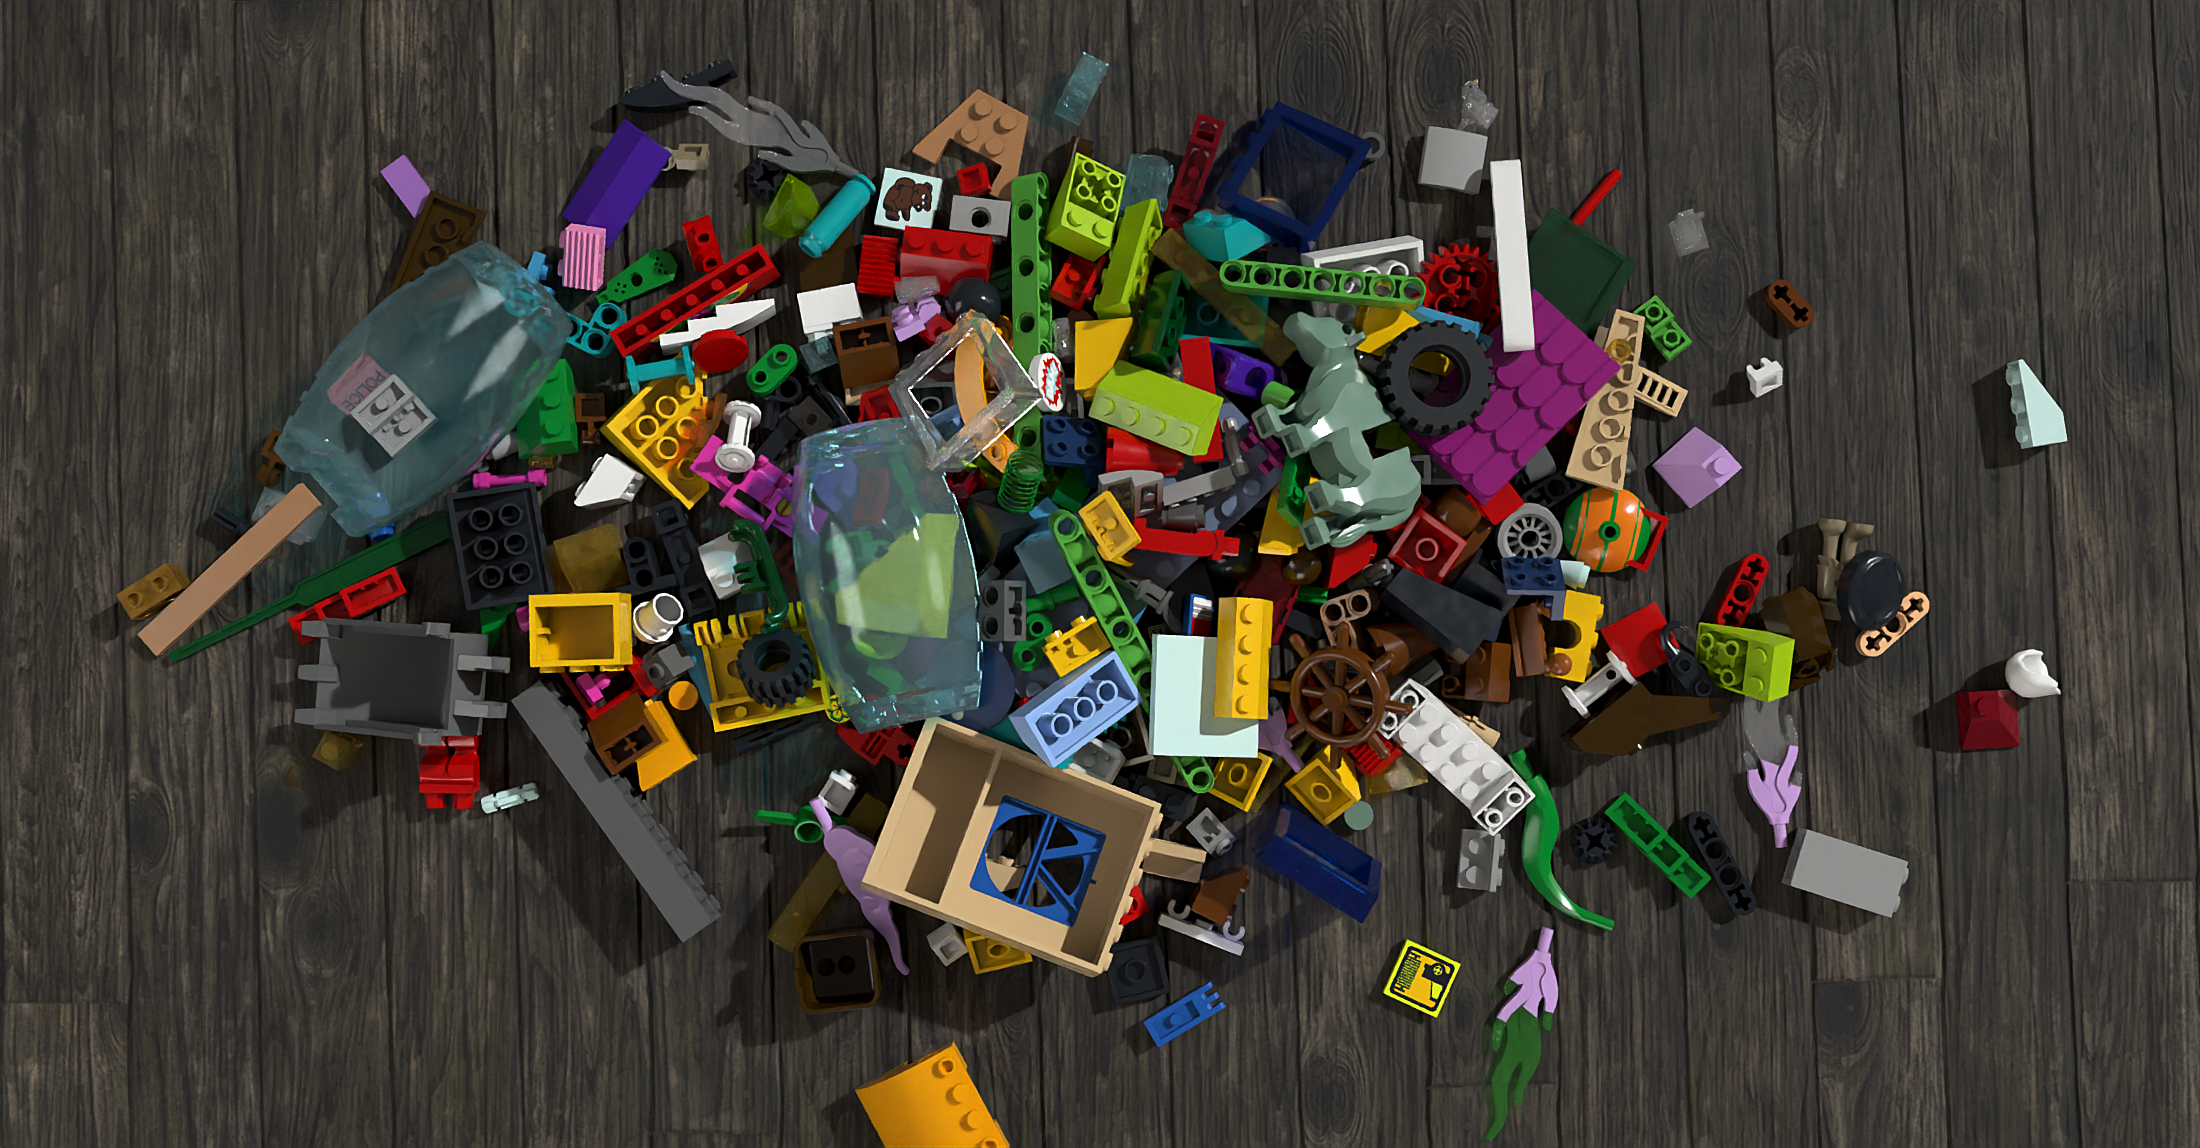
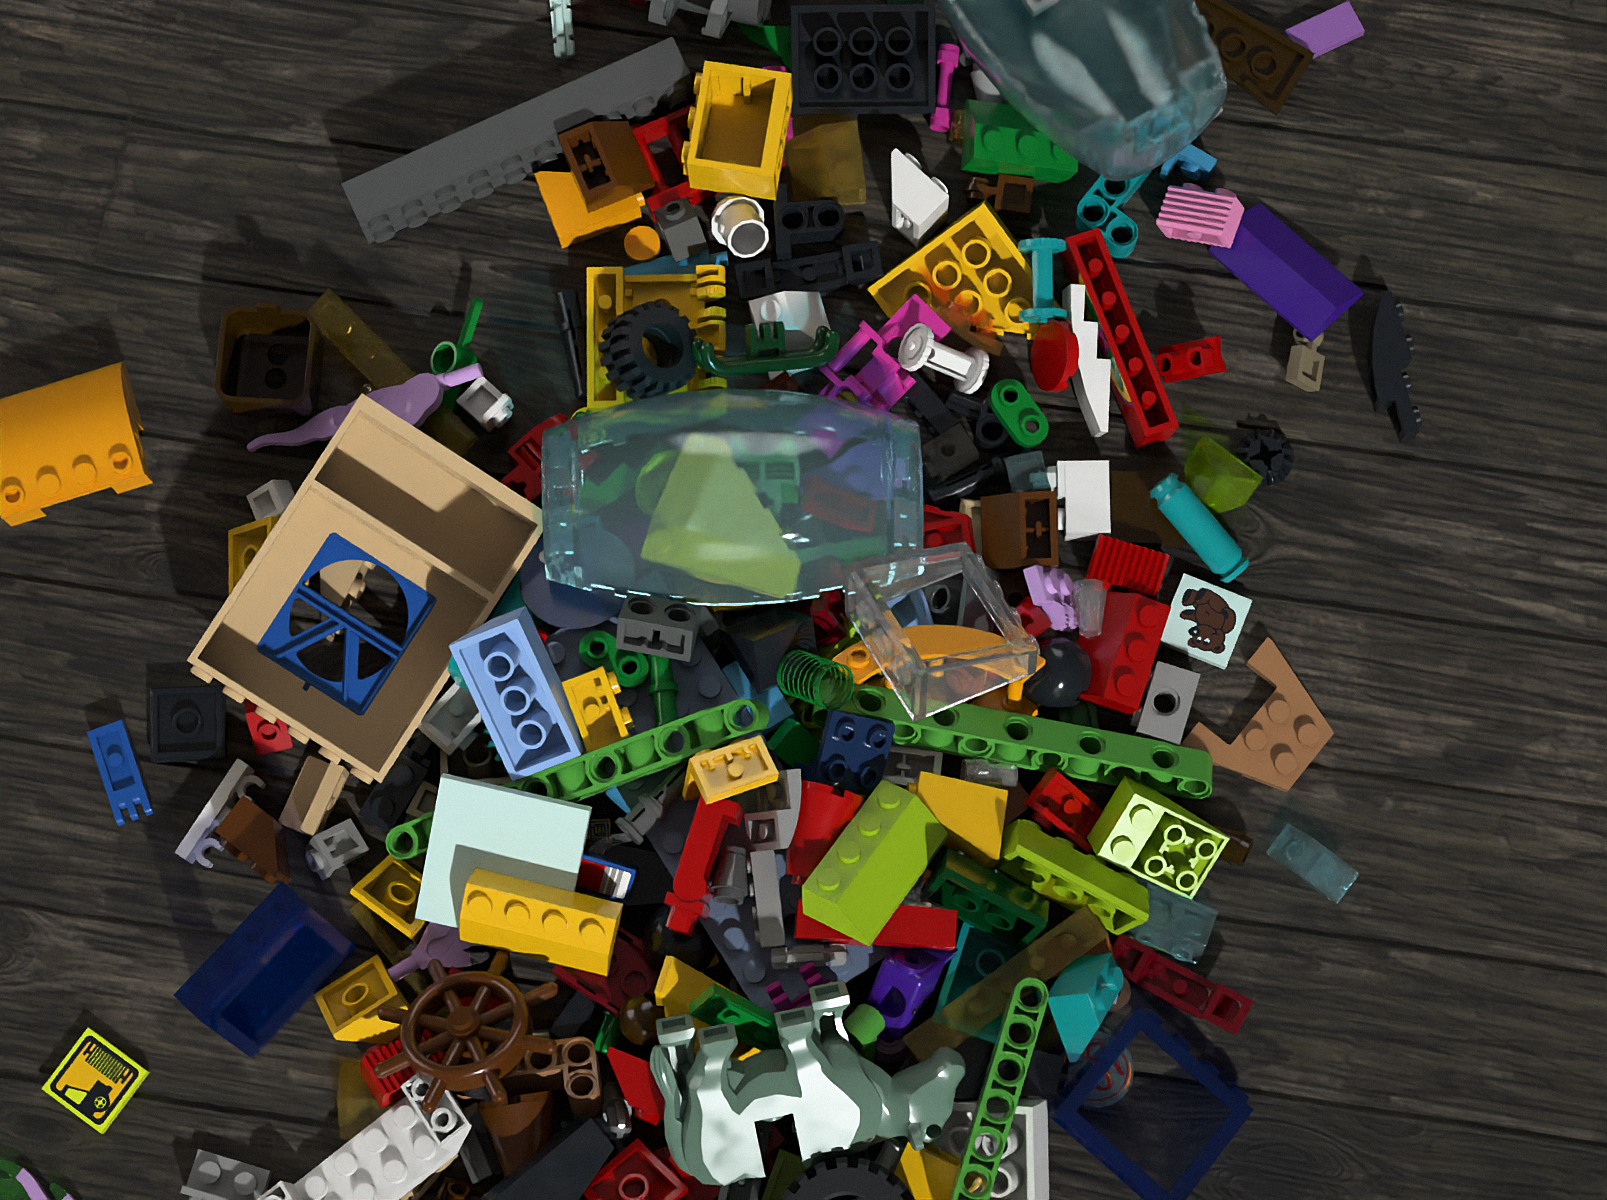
camera: 105 degrees right, 10 degrees down
(591, 688) = (670, 135): dark pink tile -> none
(649, 273) = (1165, 293): green piece -> none
(756, 129) = (1323, 455): clear piece -> none
(974, 180) = (1216, 706): red tile -> none
(1043, 562) = (707, 683): clear light blue piece -> none
(1050, 381) = (936, 740): tile -> none
(1359, 815) = (317, 1040): sand green tile -> none

